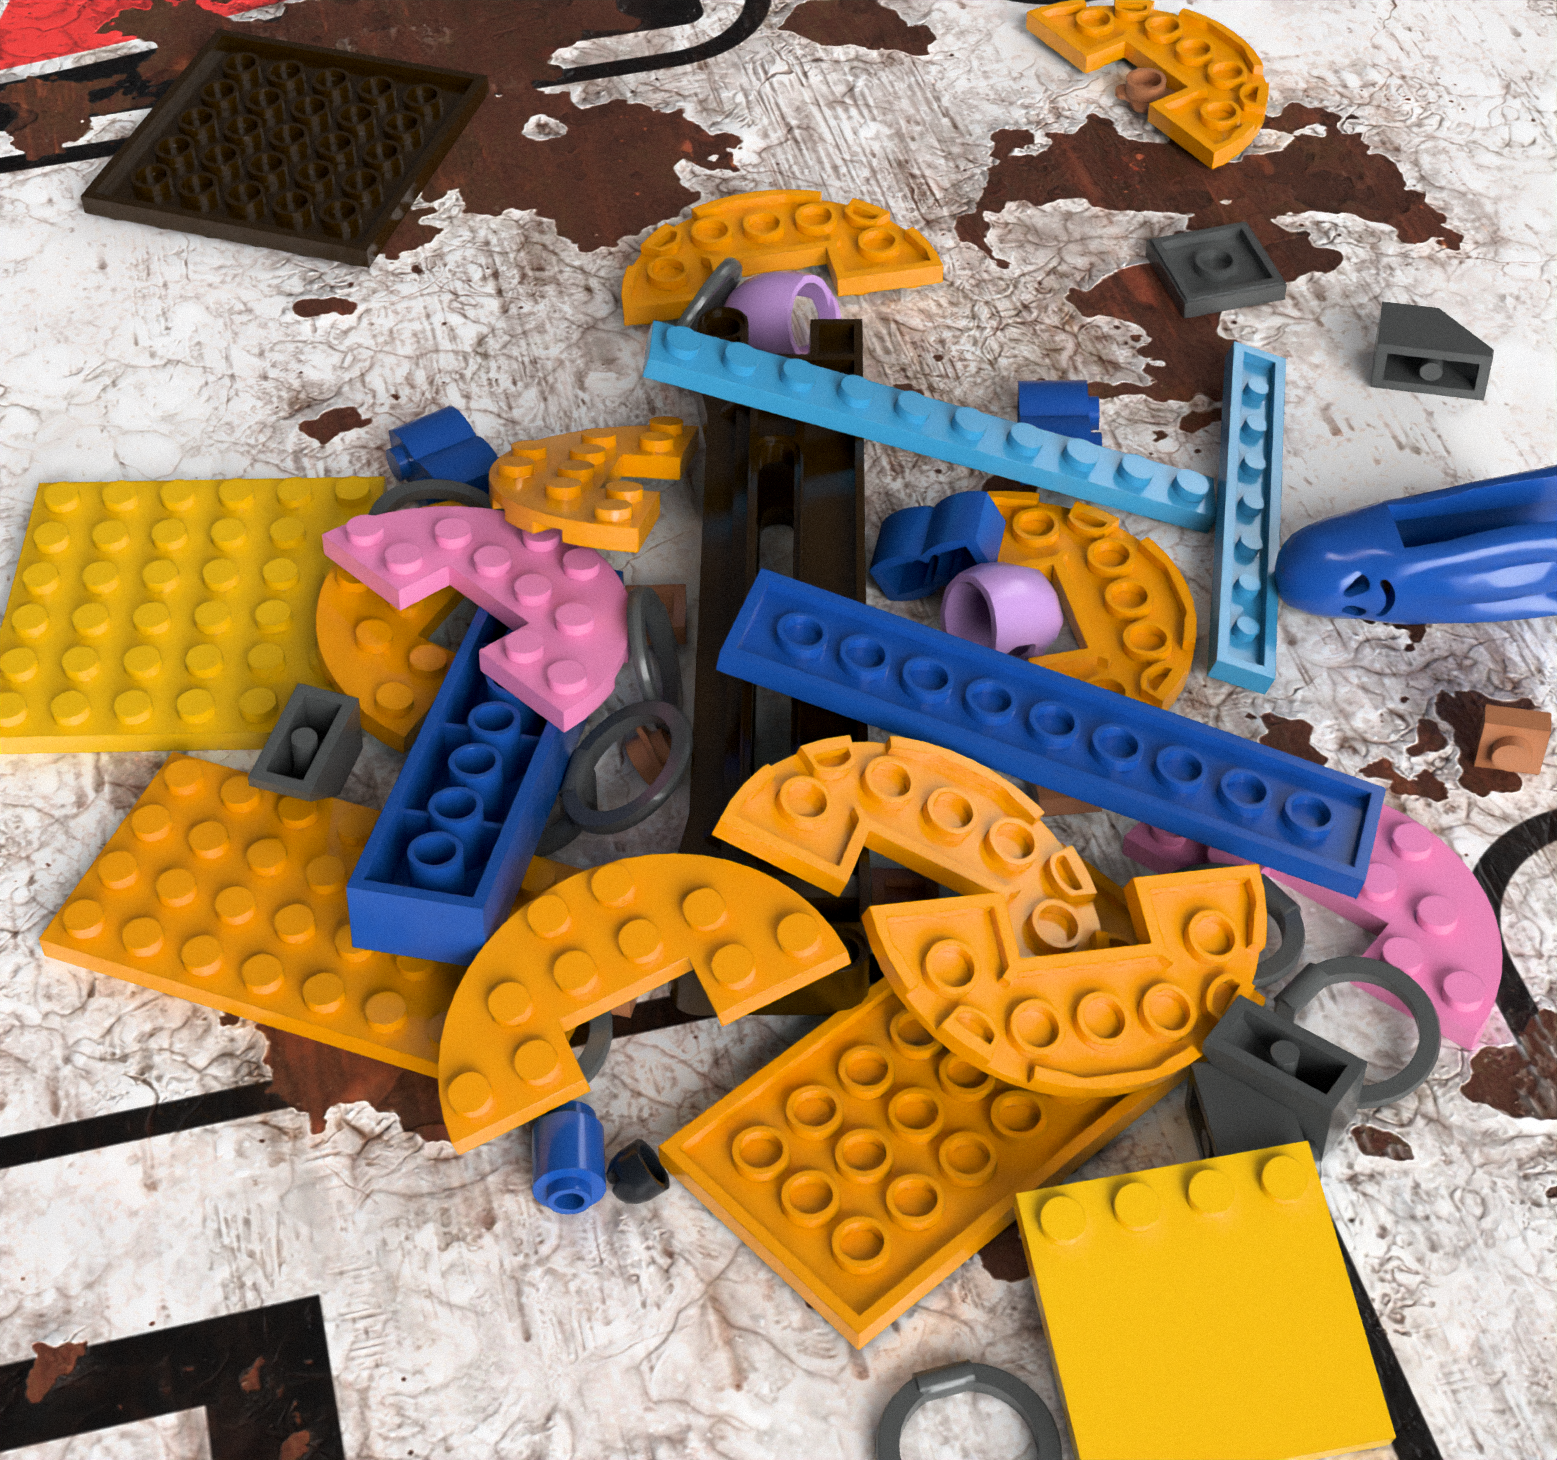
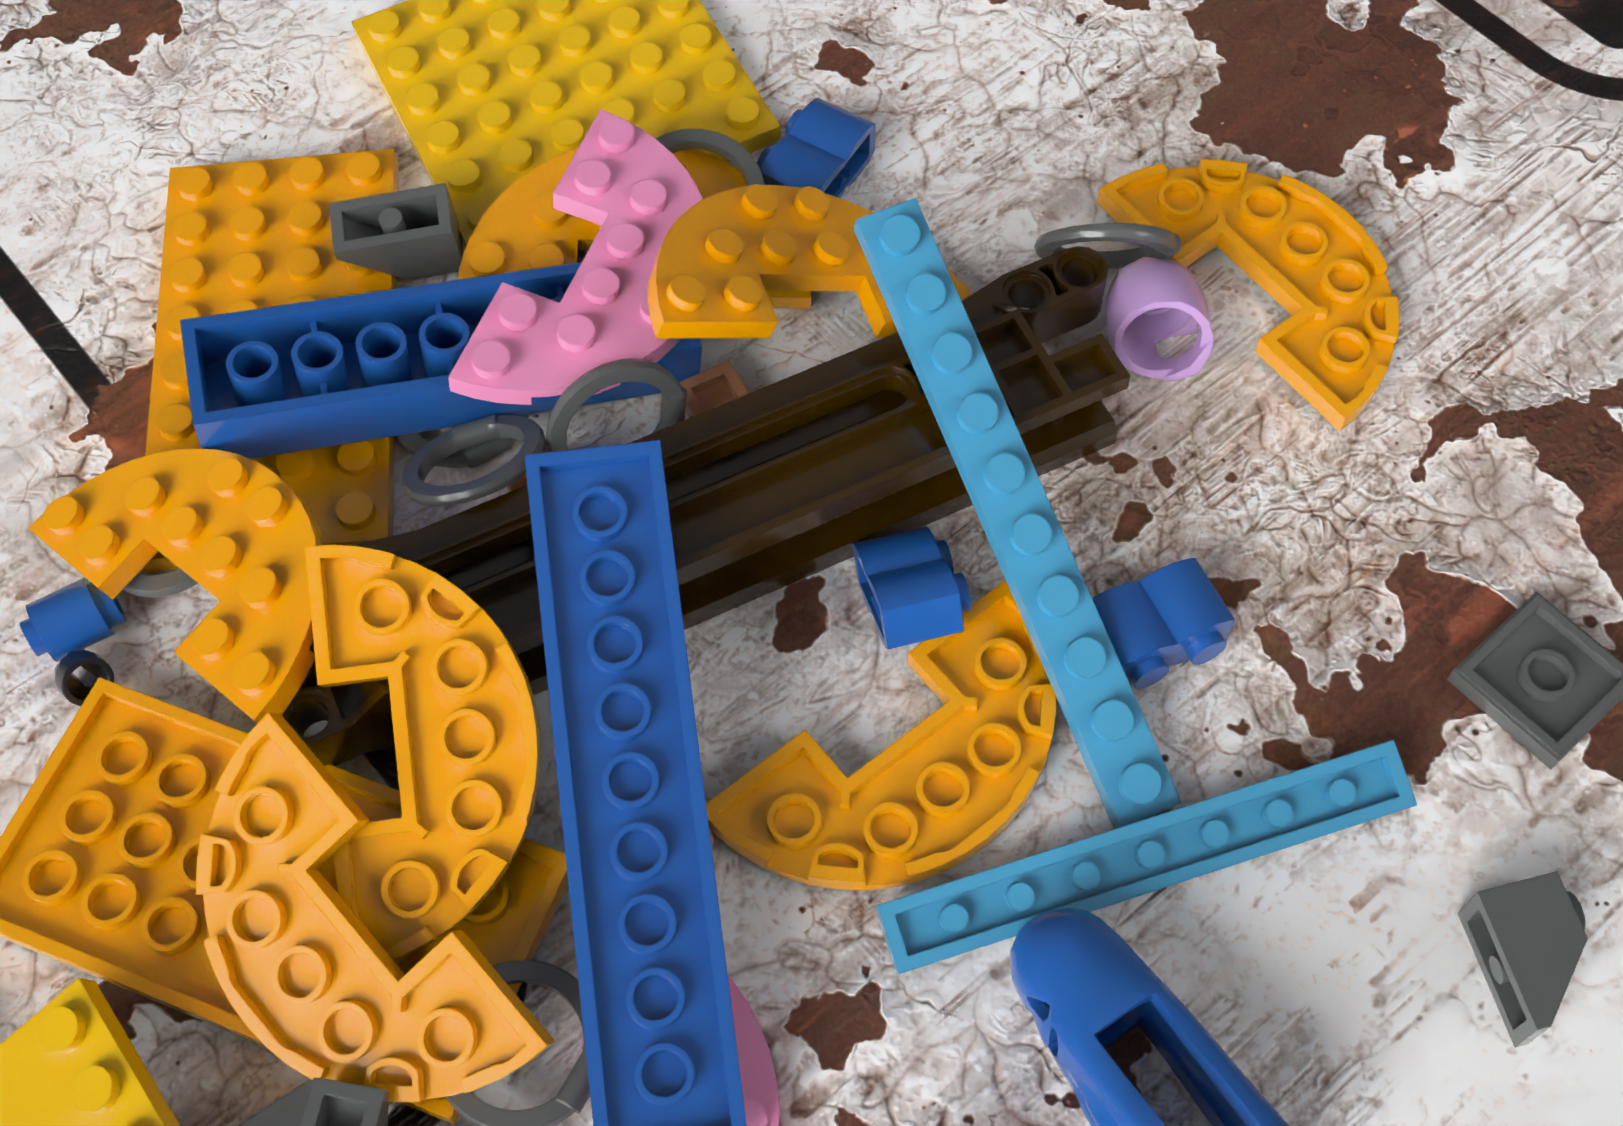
camera: 65 degrees right, 15 degrees up
(1003, 609) = (842, 686): lavender piece -> none

